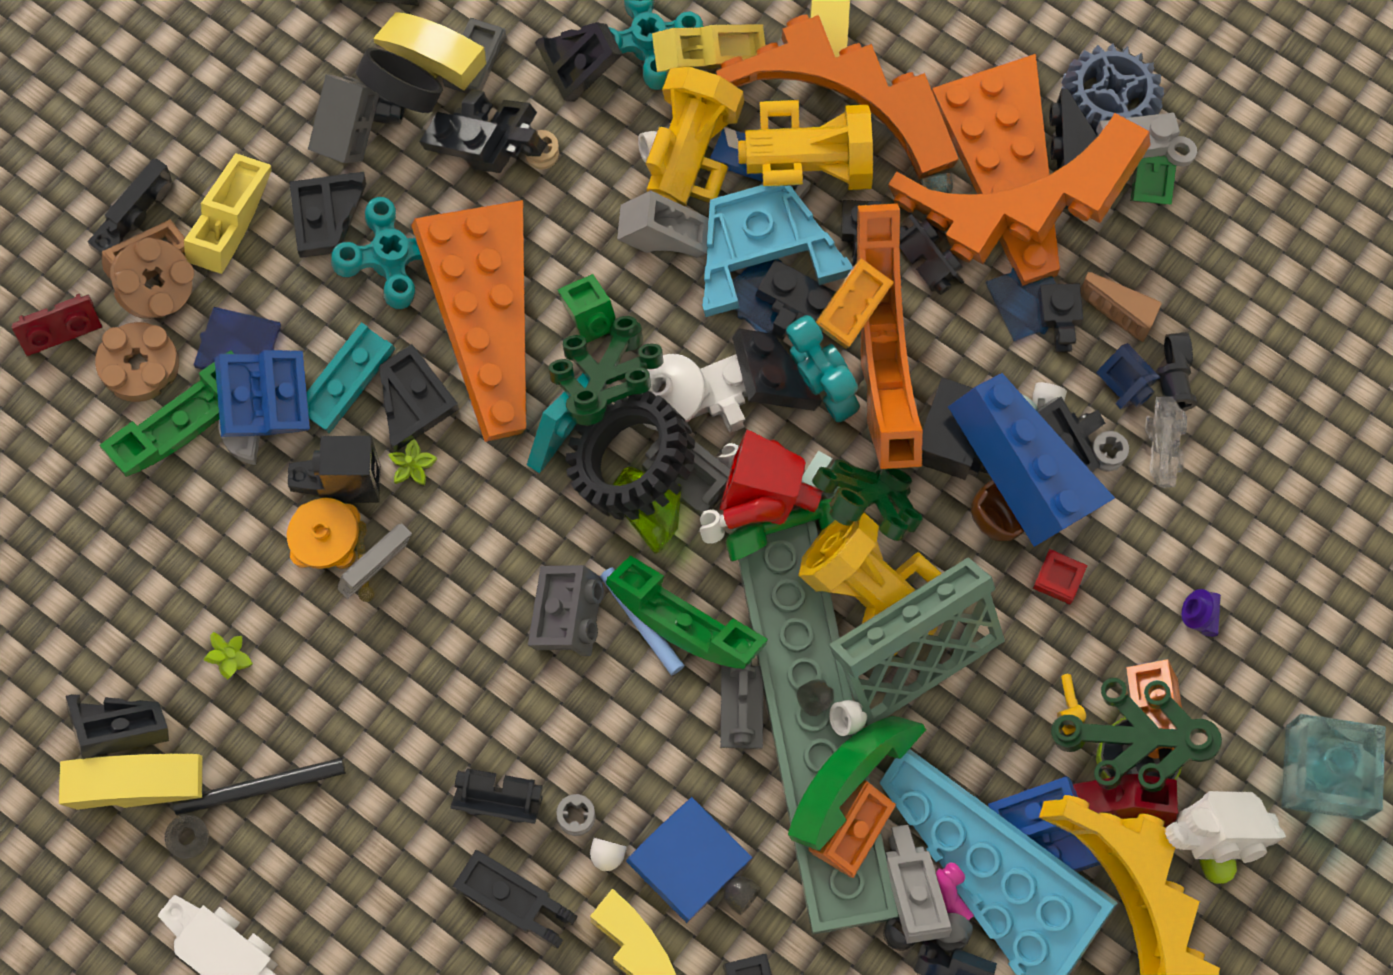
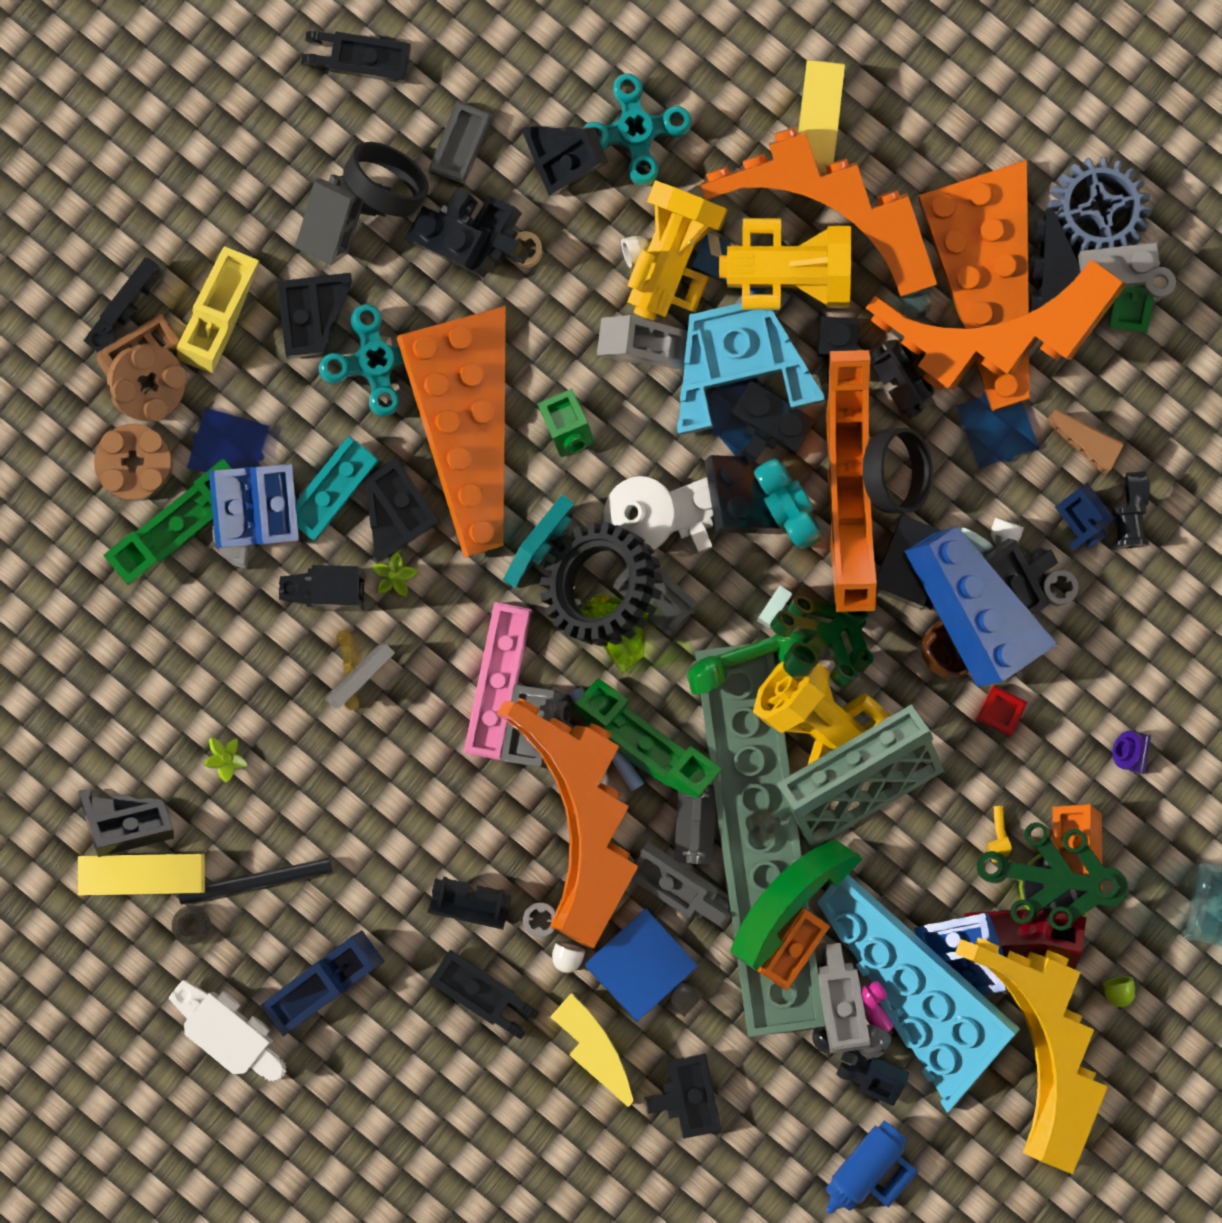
camera: 10 degrees right, 15 degrees up
(50, 328) = (40, 429): dark red hinge -> none
(323, 534) = (312, 644): light orange piece -> none
(332, 893) = (322, 982): none -> dark blue slope
(433, 48) = (416, 135): light yellow slope -> none
(523, 556) = (497, 678): none -> bright pink tile
(589, 404) = (580, 501): dark green plant -> none
(629, 689) = (595, 872): none -> orange arch
(706, 46) = (696, 150): light yellow slope -> none
(725, 769) = (679, 885): none -> dark grey hinge
(760, 486) = (722, 623): red torso -> none
(847, 717) = (790, 845): white hinge -> none
(853, 303) = (821, 444): light orange plate -> none
(912, 338) = (874, 470): none -> black tyre
(1062, 310) = (1027, 440): black plate -> none
(1165, 433) = (1113, 575): clear hinge -> none
(1226, 827) = (1126, 964): white hinge -> none

